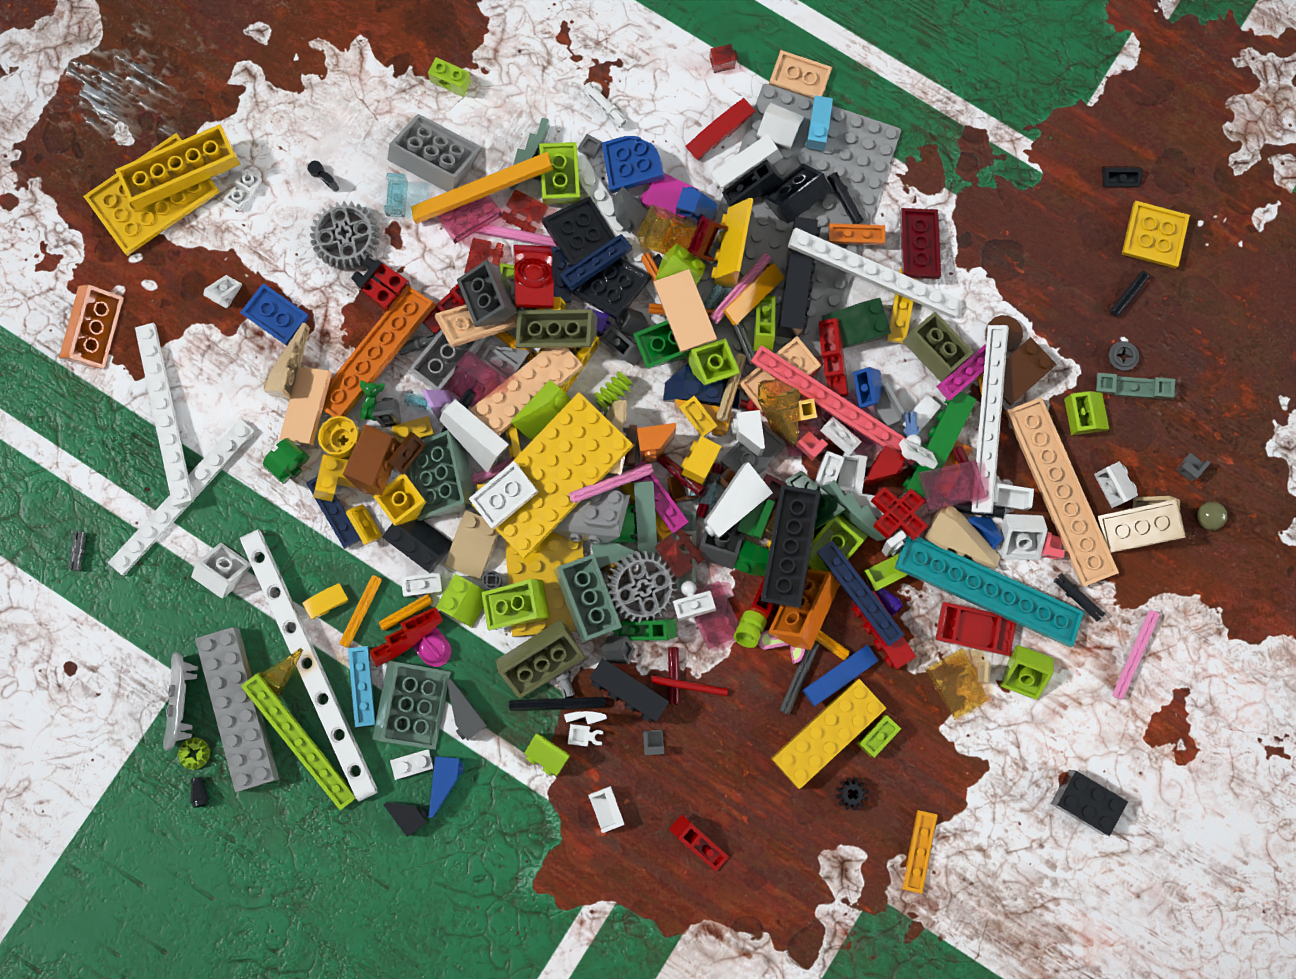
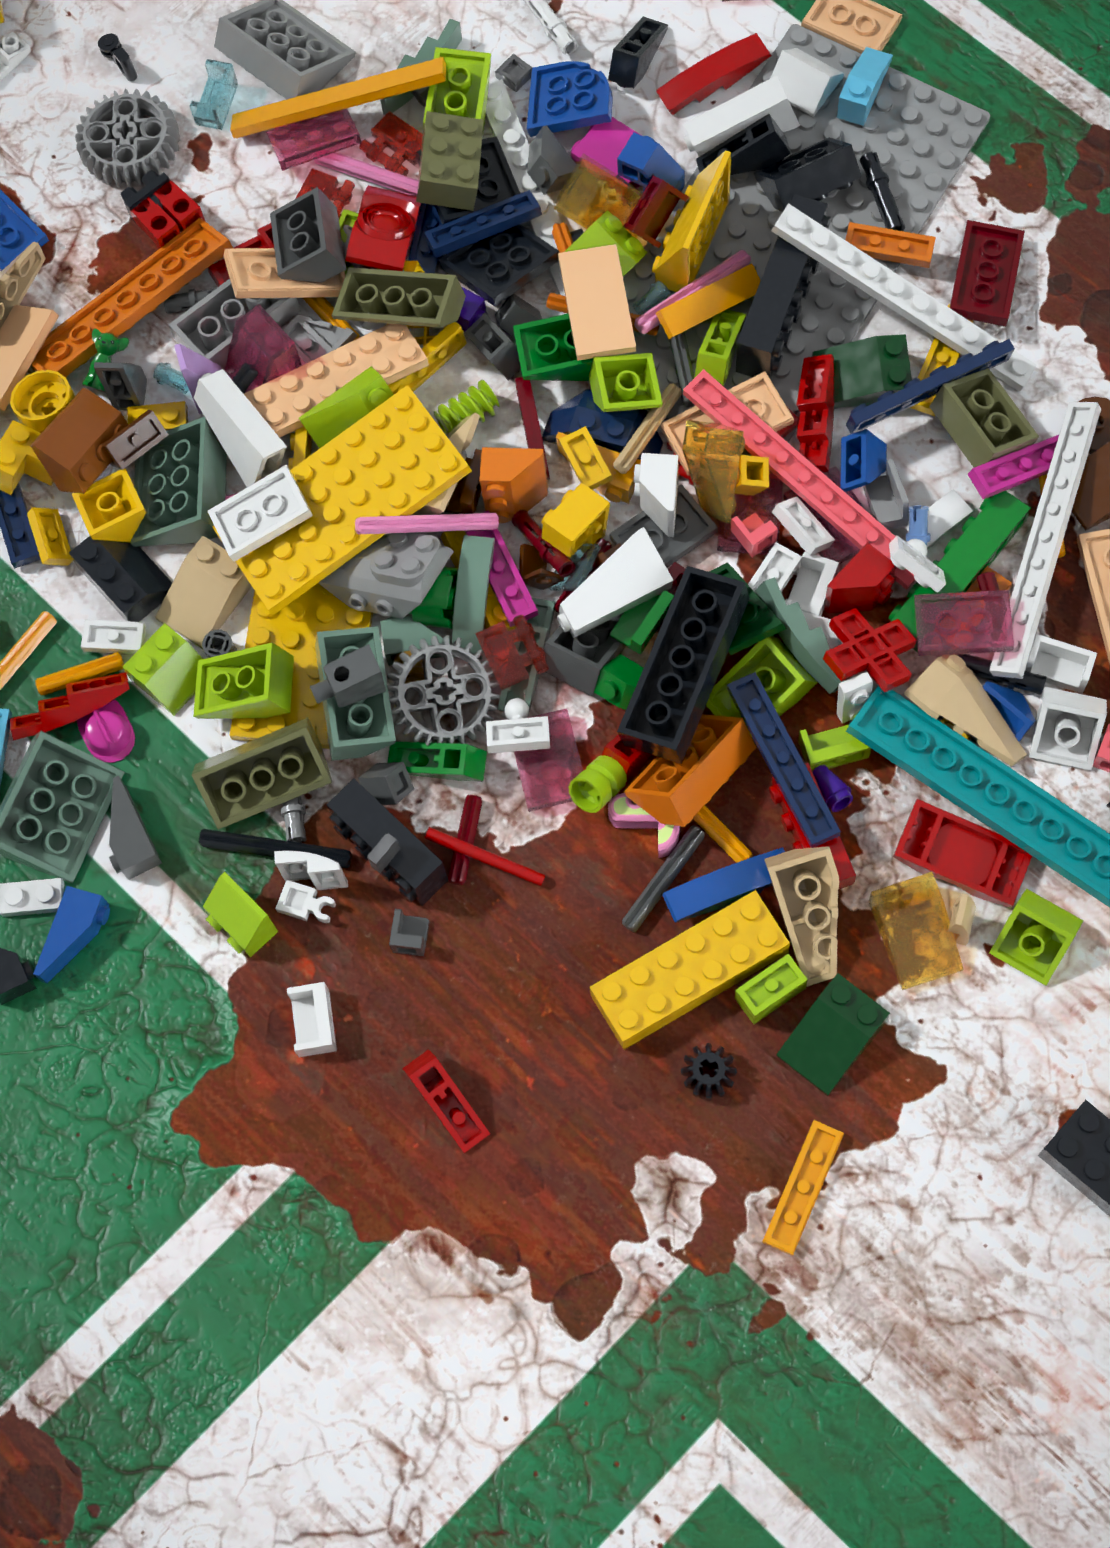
camera: 25 degrees right, 10 degrees down
(567, 224) = (450, 161): none -> olive brick
(594, 591) = (350, 678): none -> dark grey torso
(633, 705) = (383, 852): none -> flat silver tile
(655, 394) = (530, 417): none -> dark red beam
(667, 120) = (635, 52): none -> black slope
(891, 677) = (808, 899): none -> tan wedge
(908, 325) = (920, 390): none -> dark blue plate
(920, 756) = (833, 1034): none -> dark green slope

